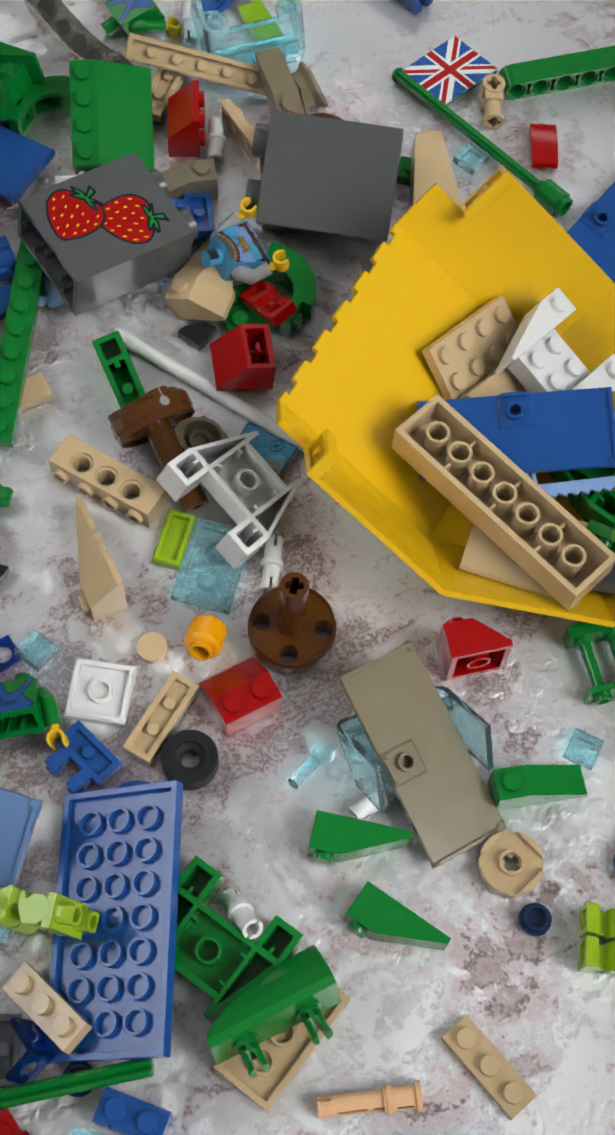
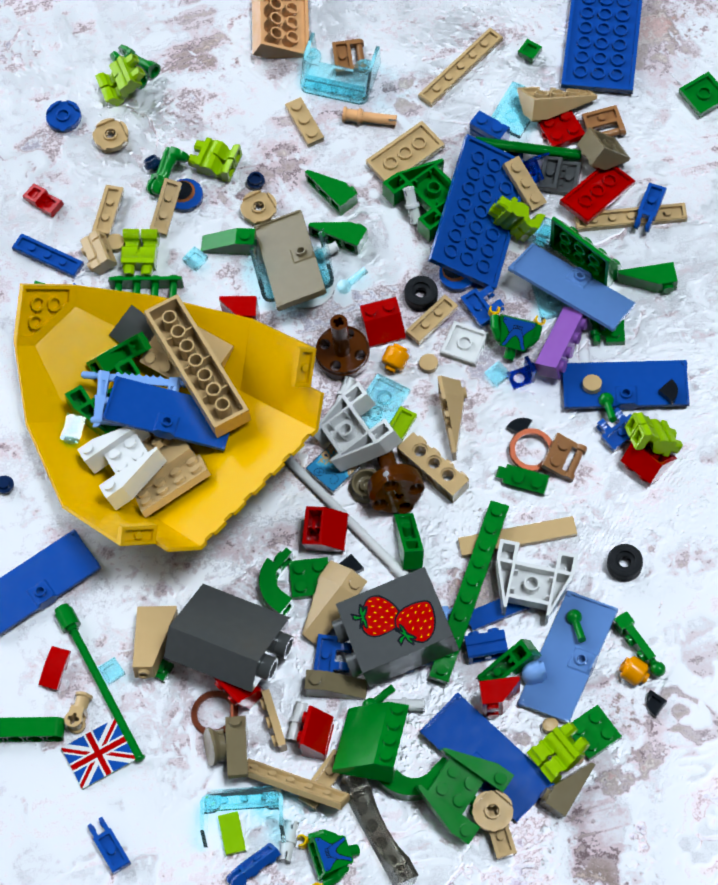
camera: 155 degrees left, 0 degrees up
(238, 251) = (306, 600): torso -> none
(267, 303) = (296, 564): red slope -> none
(273, 1003) = (406, 155): green piece -> none

